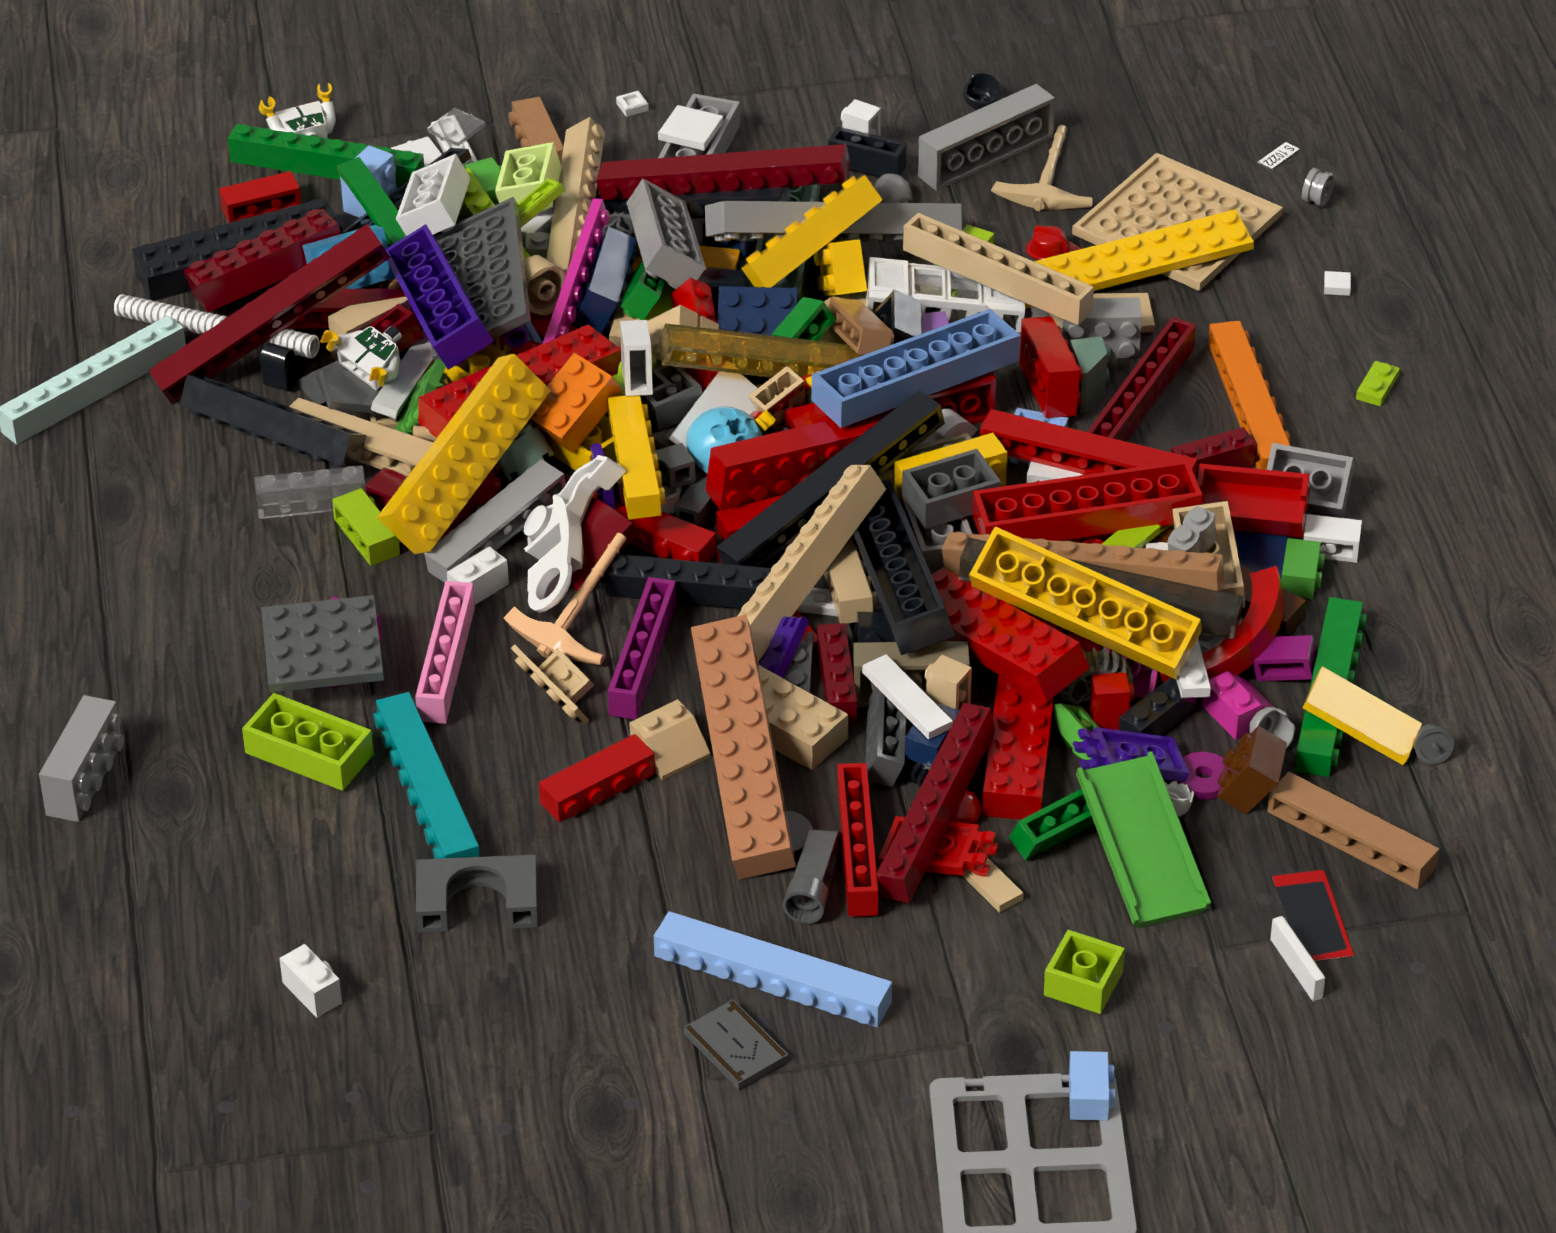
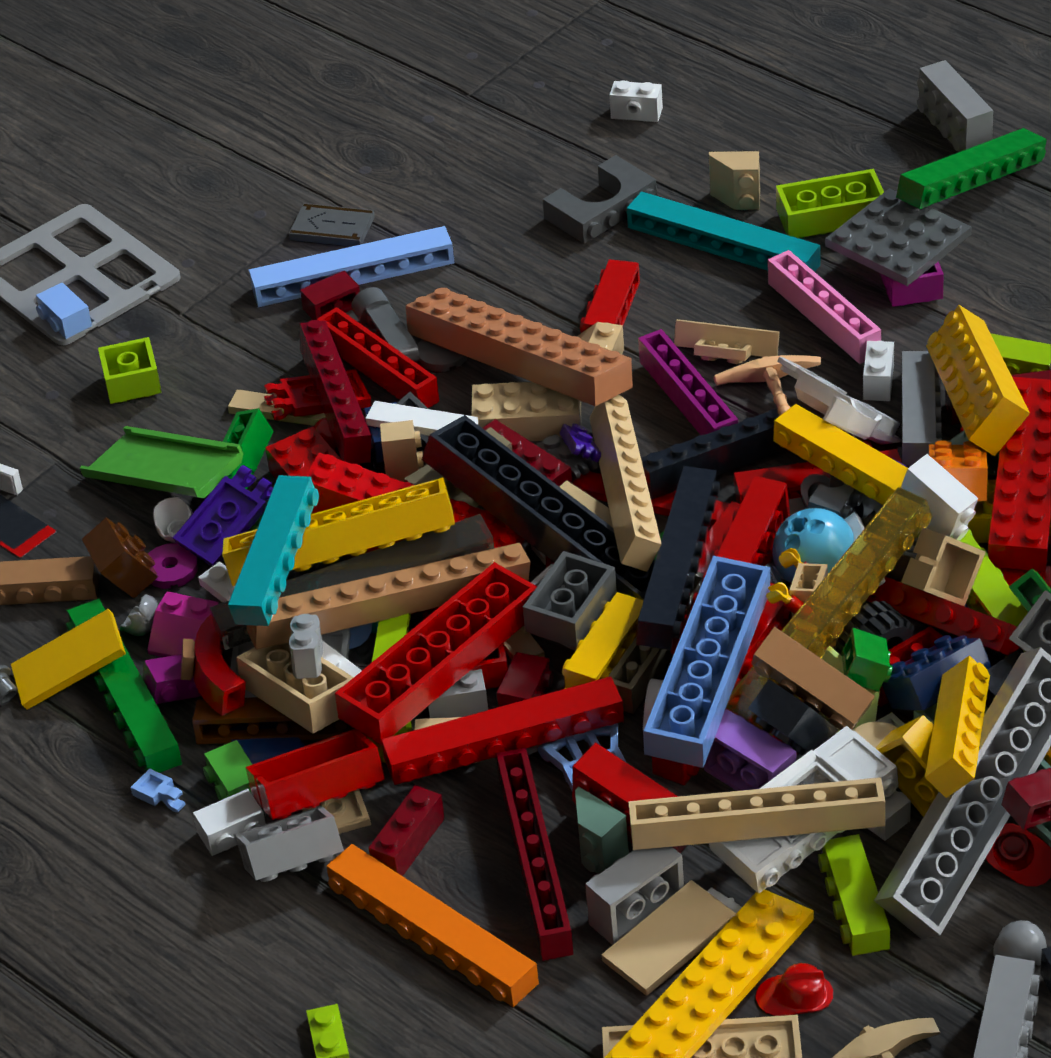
camera: 145 degrees right, 0 degrees up
(177, 666) = (971, 168): none -> green brick
(348, 809) = (735, 179): none -> tan slope
(827, 941) = (328, 294): none -> dark red brick
(1166, 571) = (273, 551): none -> teal brick
(1275, 632) = (187, 659): none -> medium nougat tile
(1369, 594) = (156, 787): none -> light blue plate

